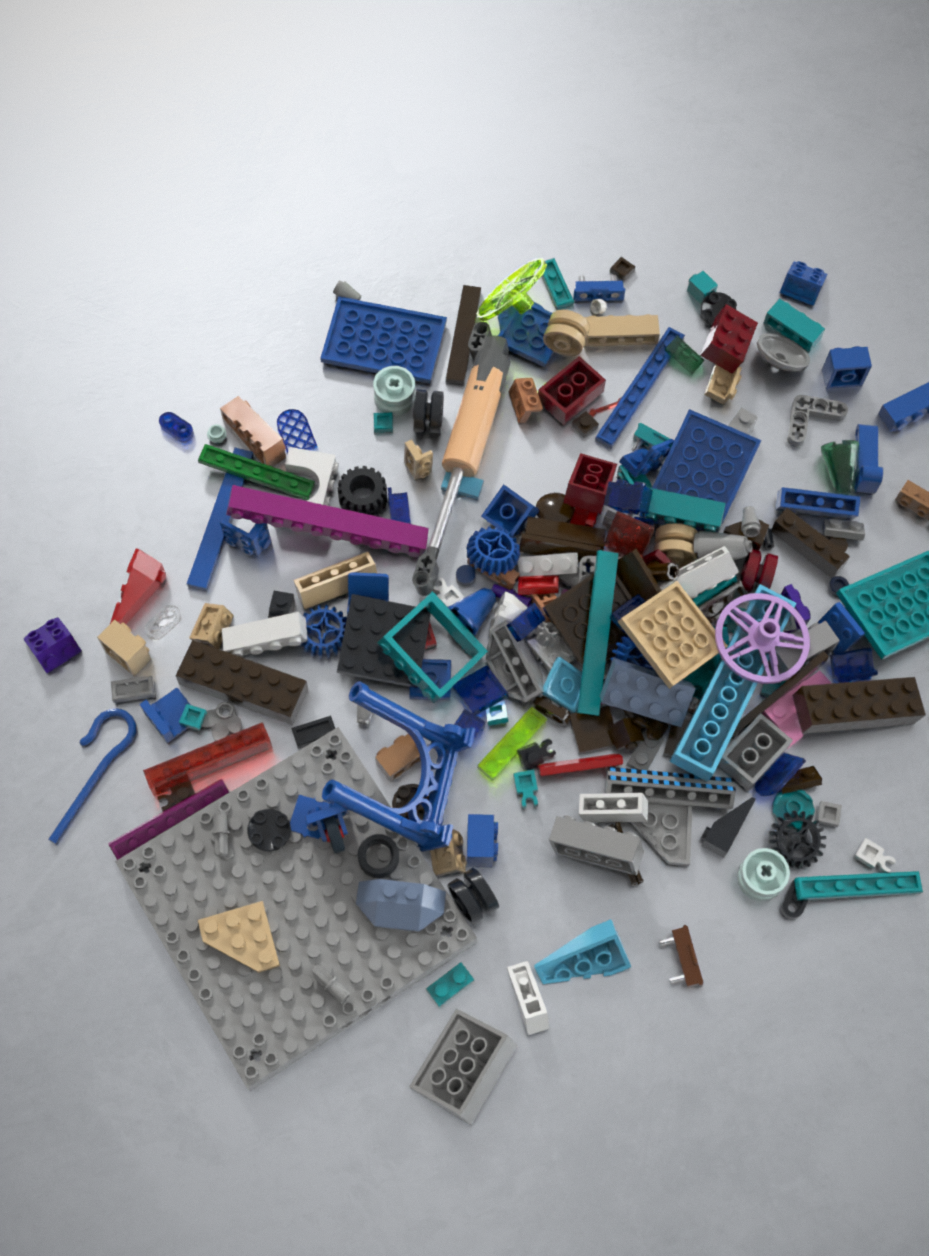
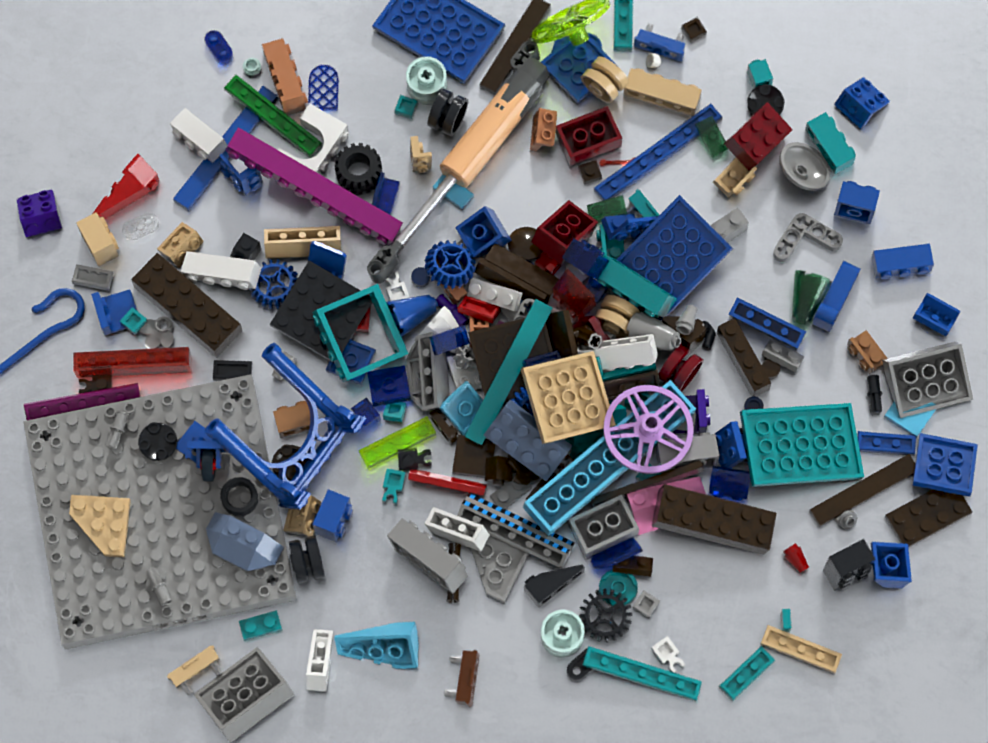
camera: 25 degrees right, 5 degrees up
(189, 514) = (198, 135): none -> white brick
(398, 1056) = (194, 666): none -> tan piece
(619, 448) = (608, 207): none -> clear green plate

